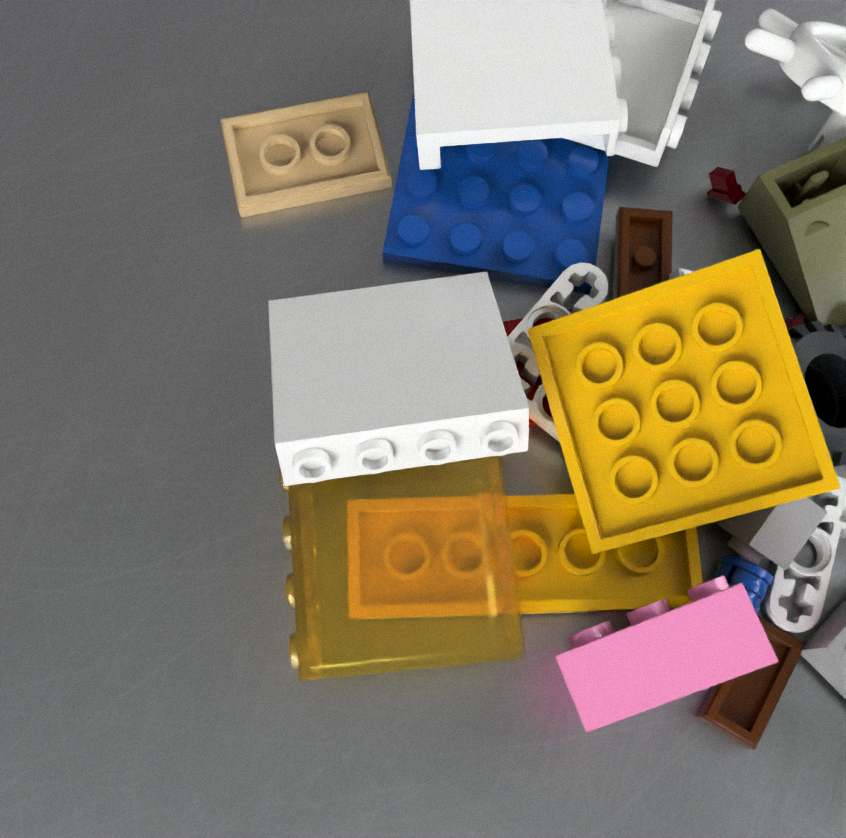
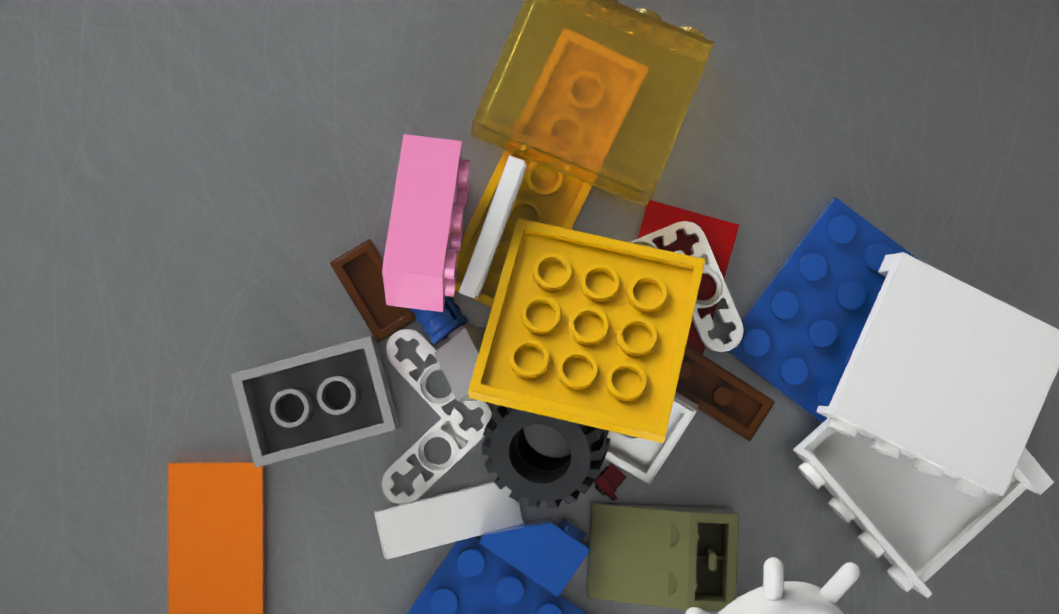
camera: 120 degrees right, 15 degrees up
(305, 154) = (959, 182): tan tile -> none
(393, 379) = (723, 139): white panel -> none
(622, 572) = (493, 227): none -> white tile
(725, 186) = (751, 504): dark red piece -> none

